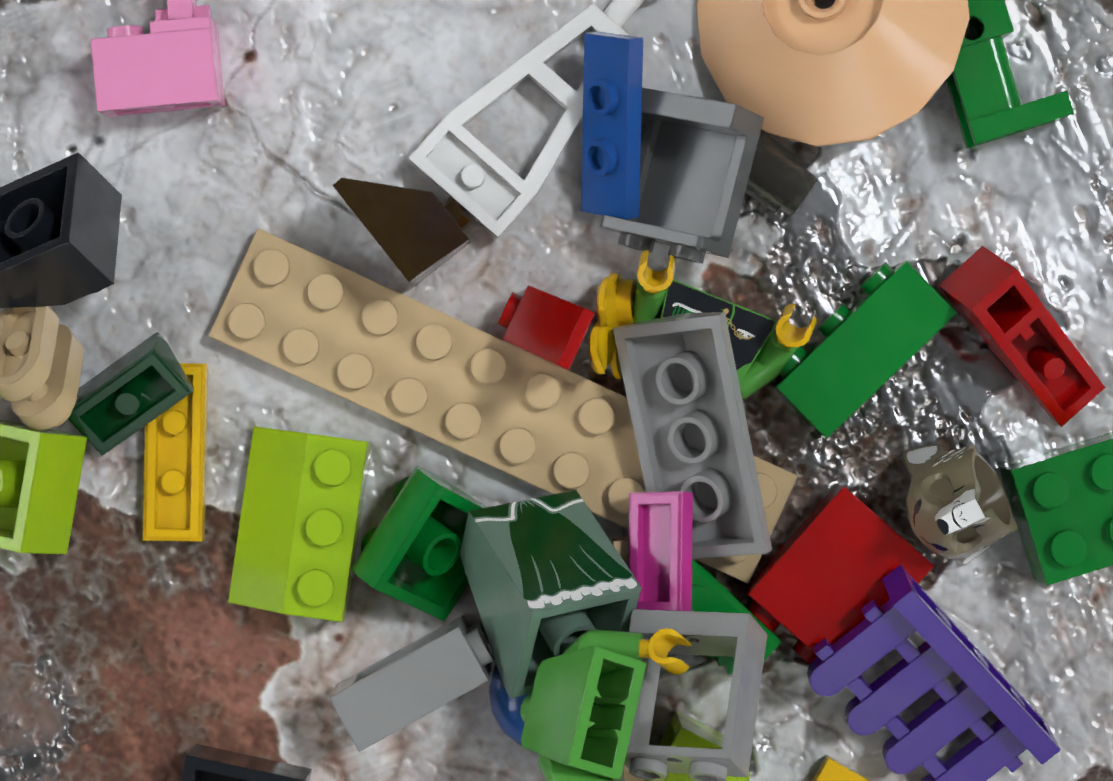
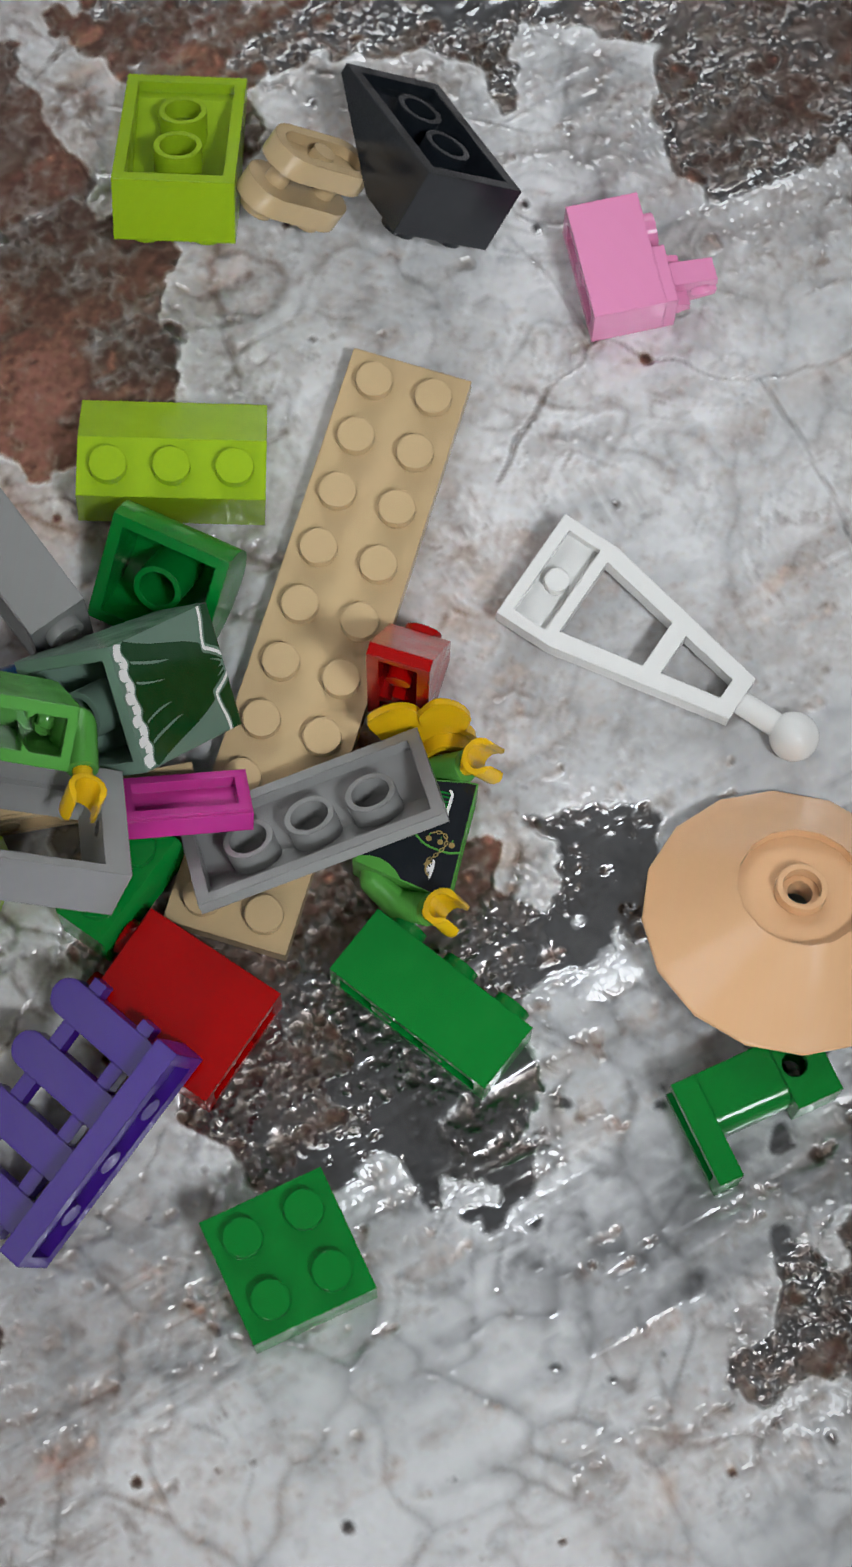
camera: 80 degrees right, 15 degrees down
(129, 394) = (282, 278): dark green slope -> none
(177, 466) = (231, 334): yellow tile -> none
(408, 224) = (488, 515): dark brown slope -> none
(611, 124) = (630, 707): blue plate -> none
(690, 175) = (589, 790): dark grey panel -> none
(778, 177) = (605, 883): clear smoke brick -> none
(956, 502) = (273, 1115): dark tan piece -> none
(1022, 334) = (468, 1175): red slope -> none

